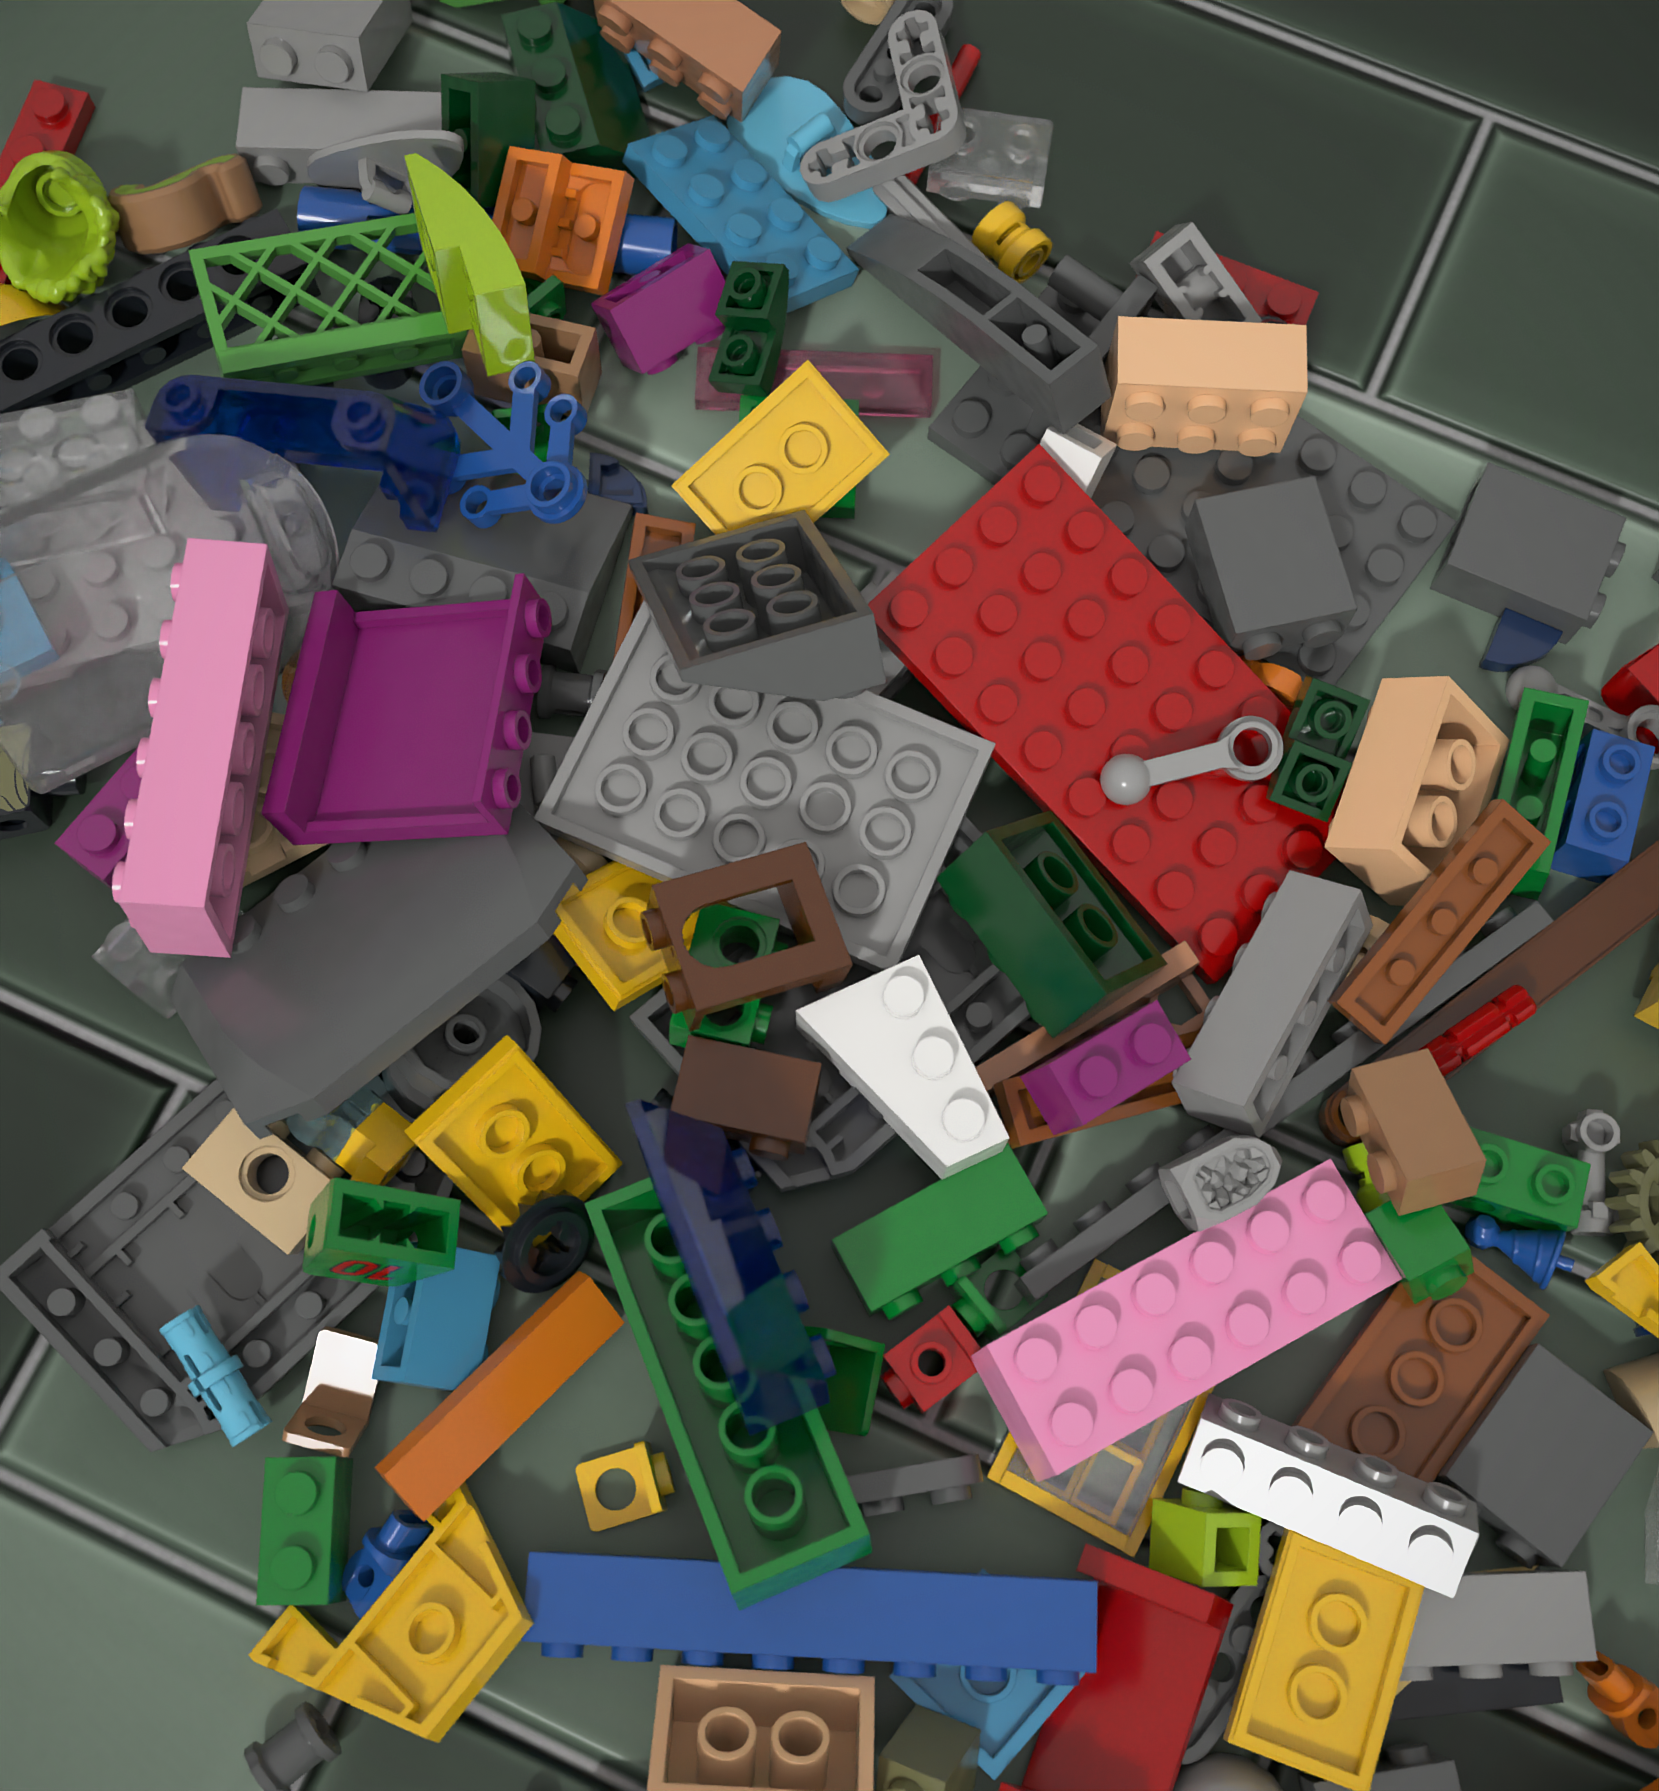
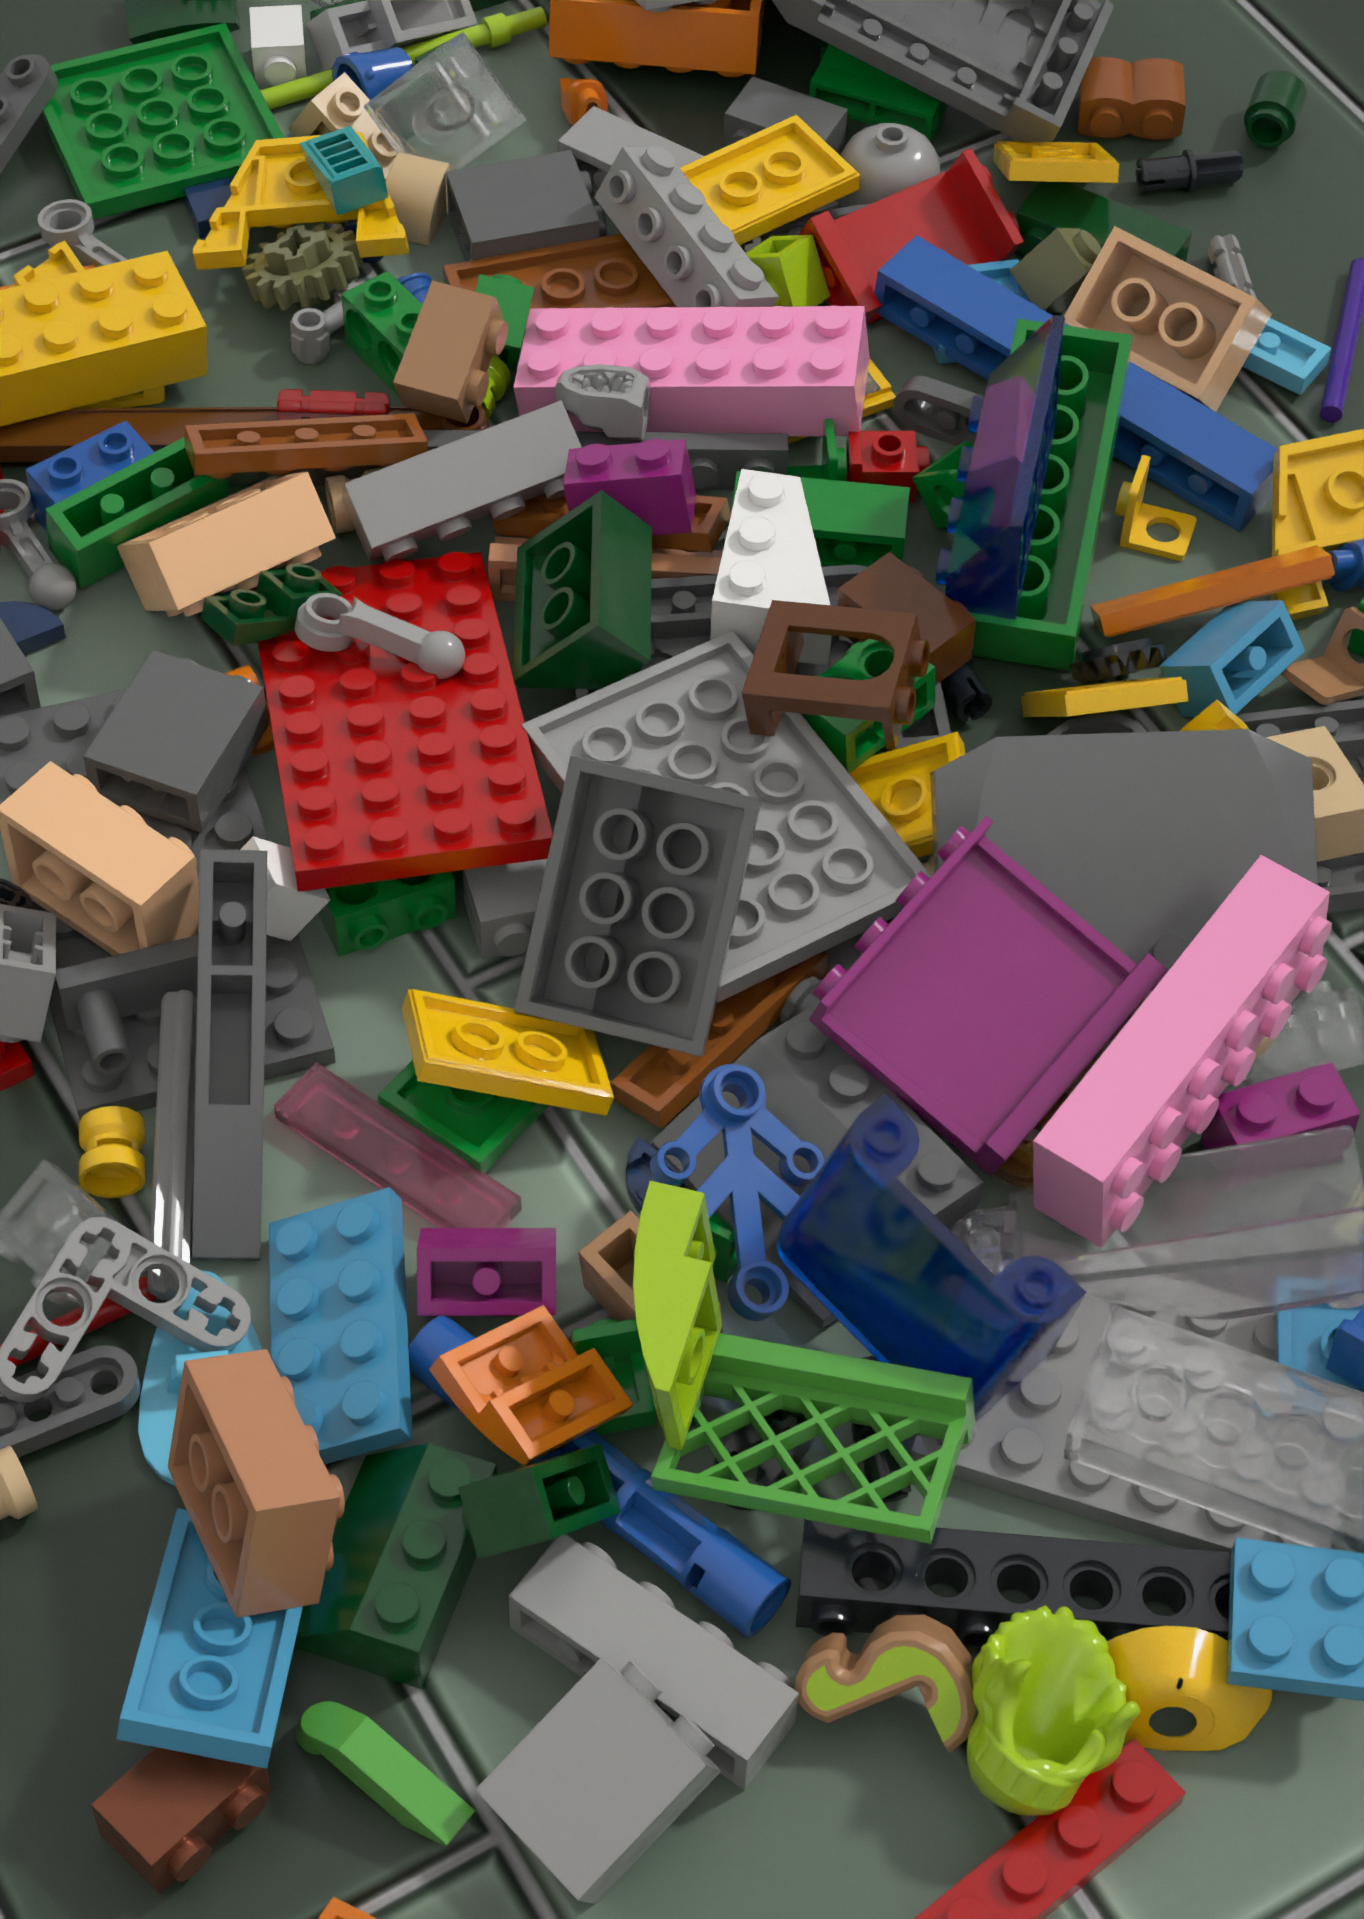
camera: 145 degrees left, 20 degrees down
(364, 1231) = (1251, 667): green torso -> none
(378, 164) = (663, 1526): light grey shield -> none
(754, 322) = (432, 1184): dark green slope -> none

